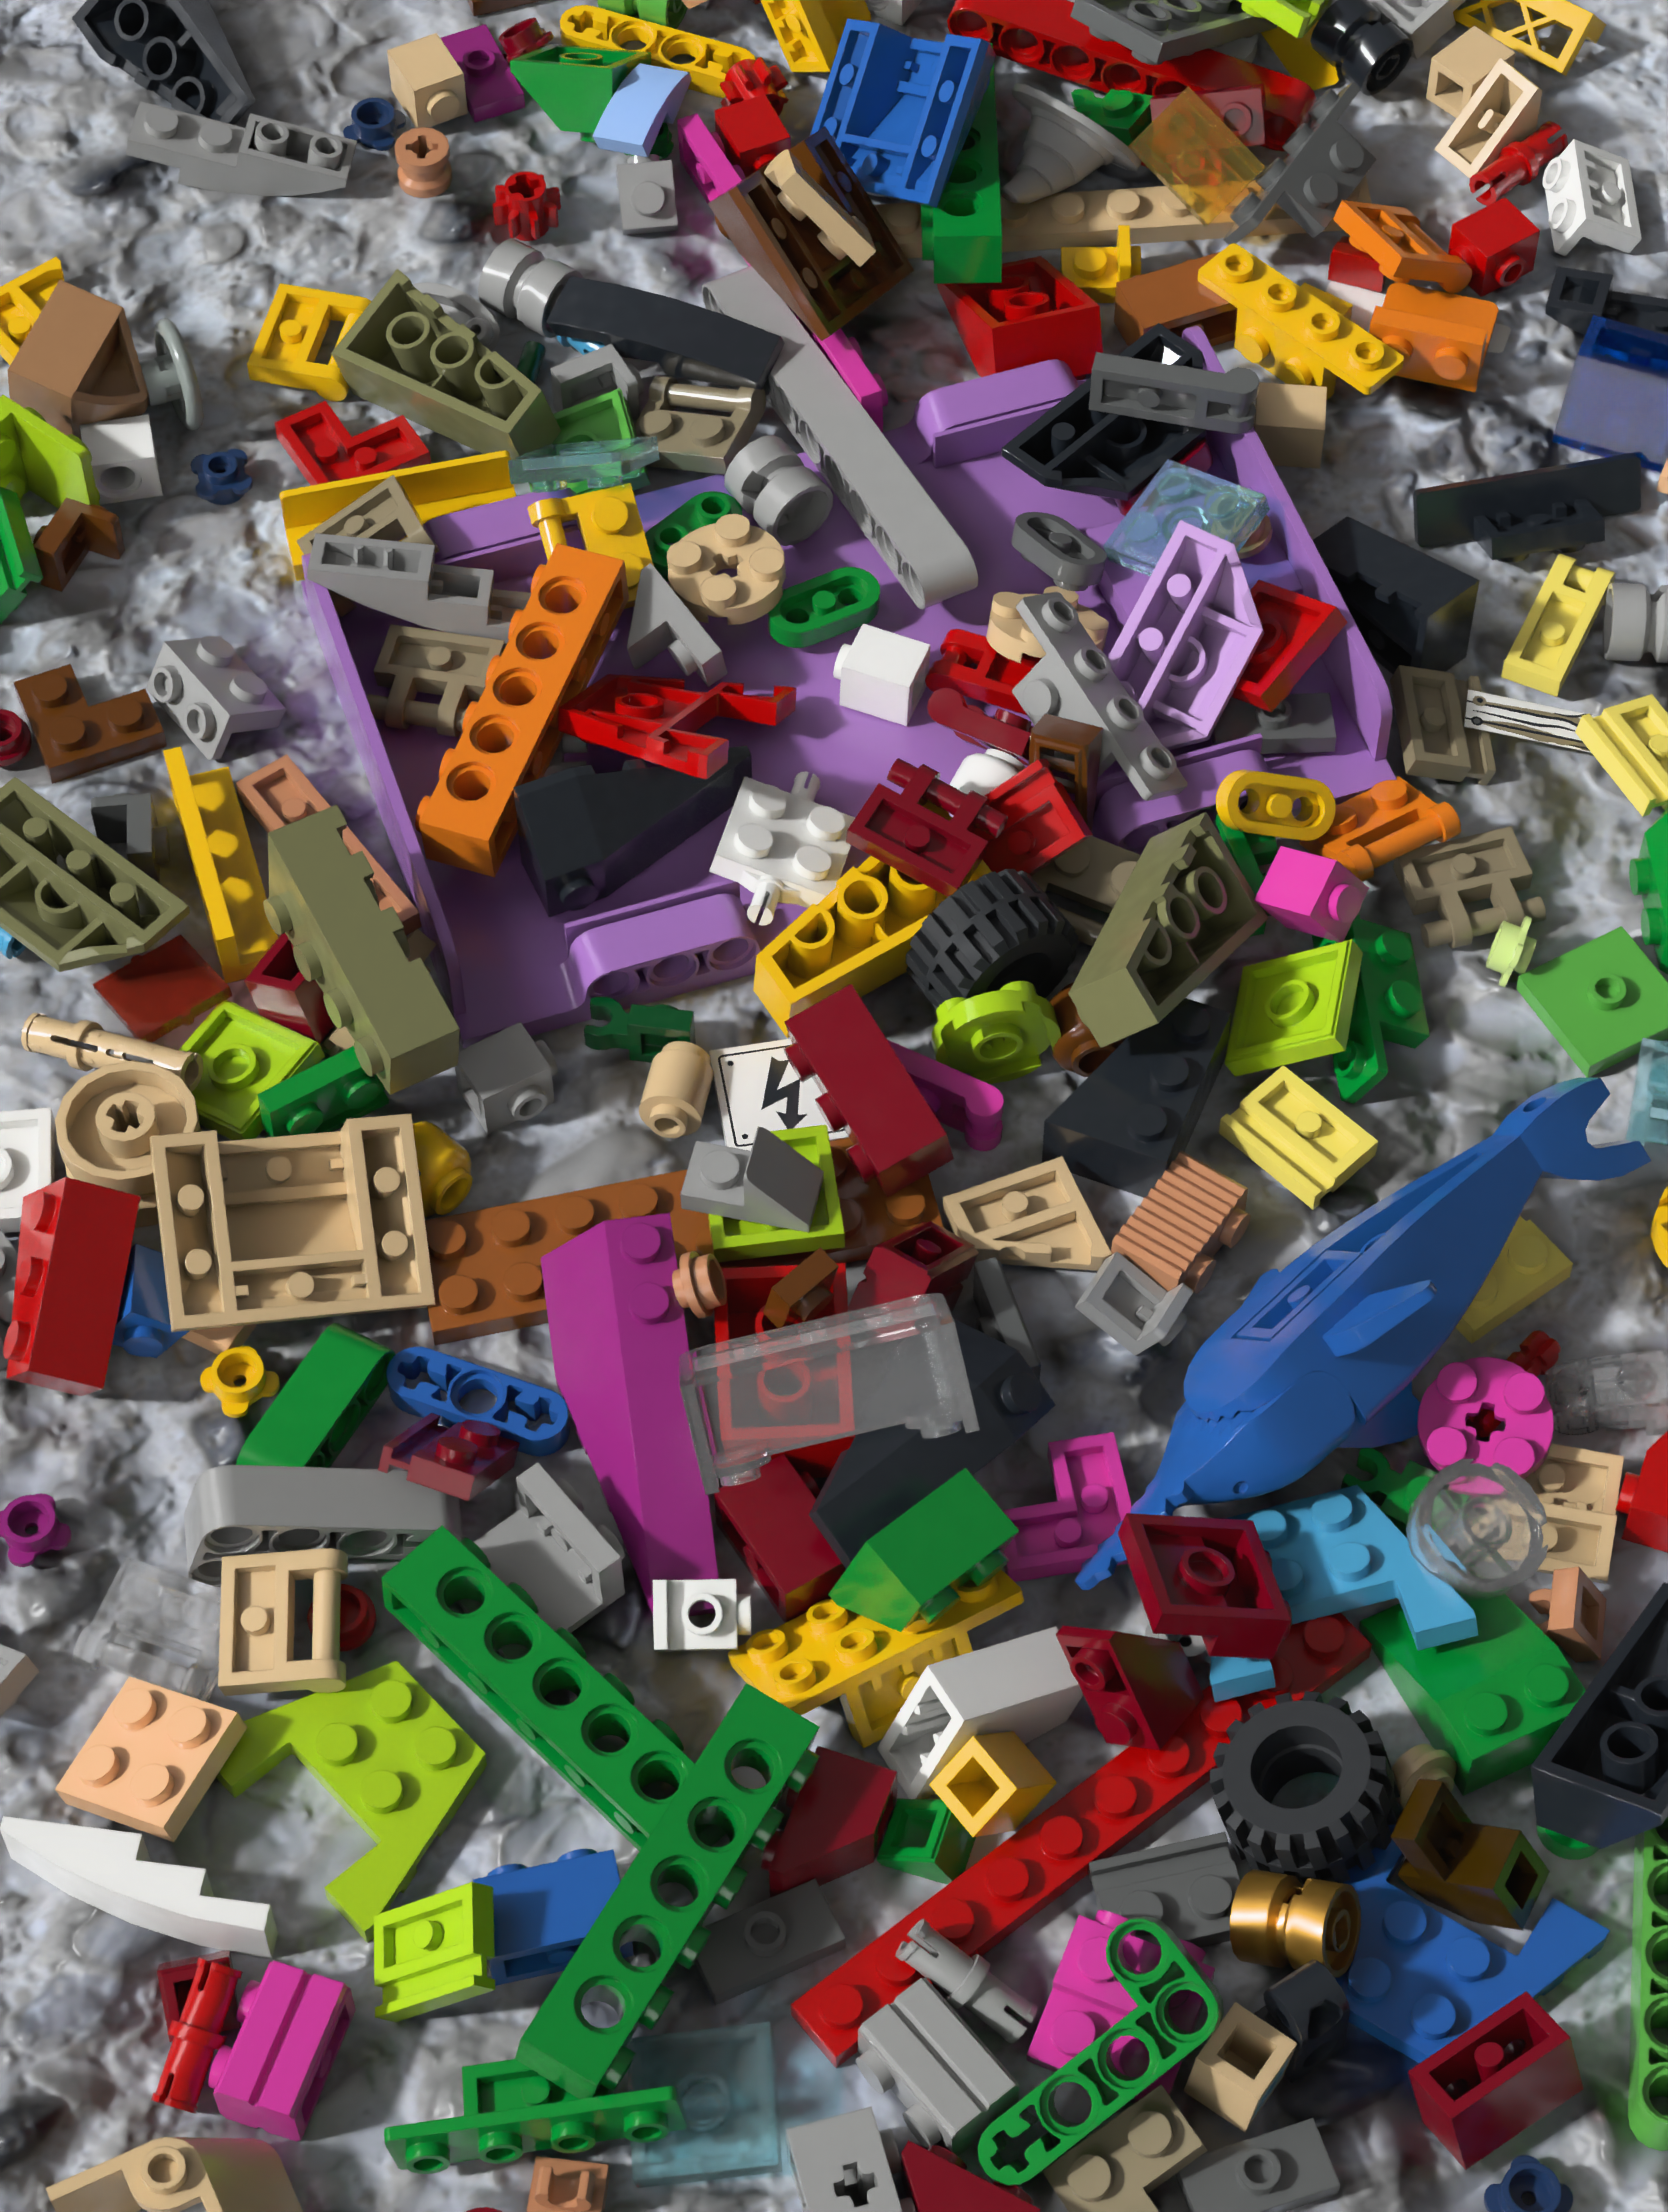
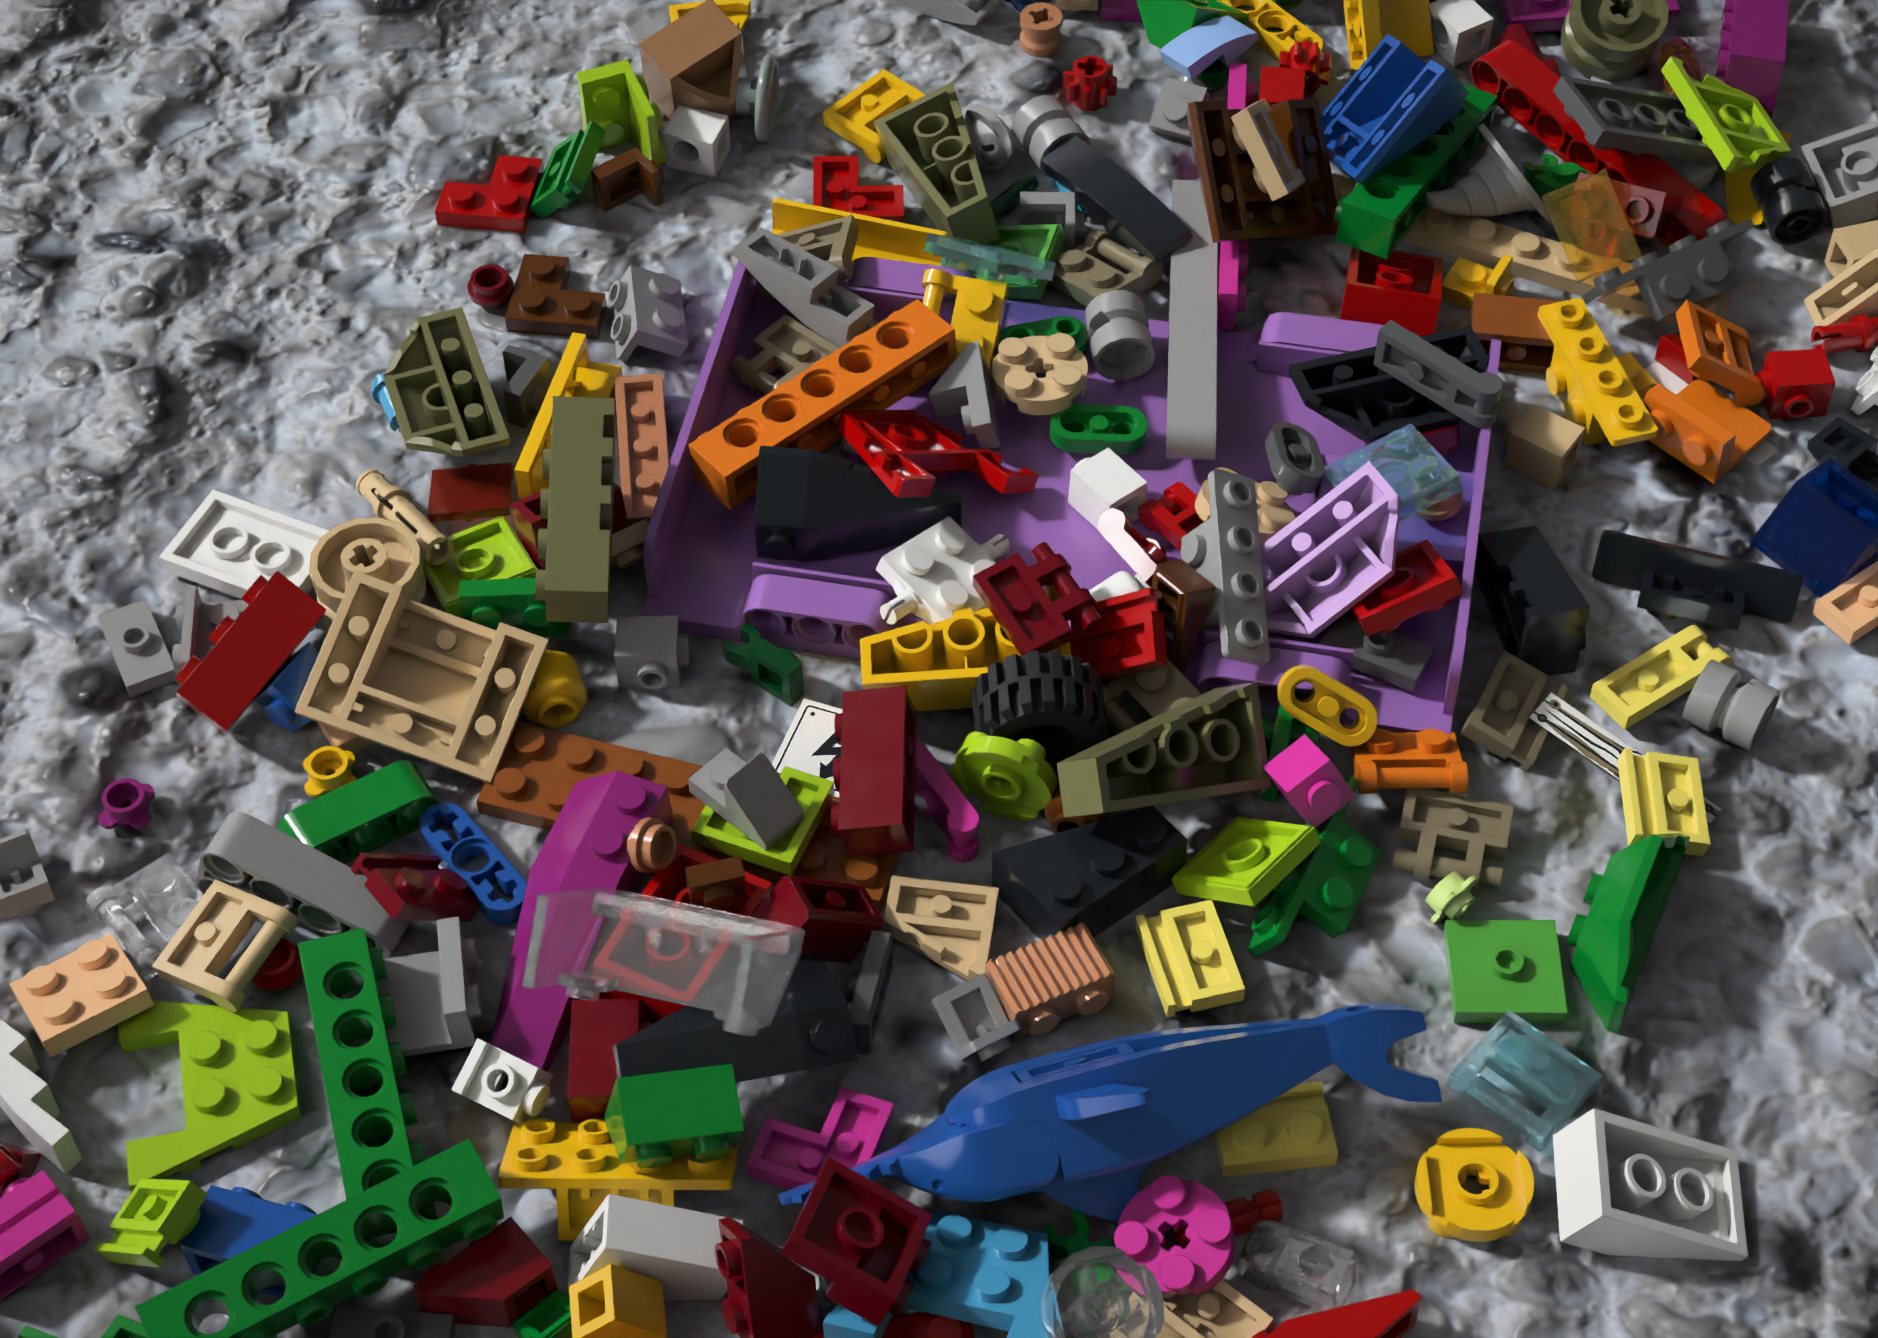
camera: 30 degrees right, 5 degrees down
(222, 476) = (758, 179): dark blue plate -> none
(677, 1090) = (761, 714): tan brick -> none

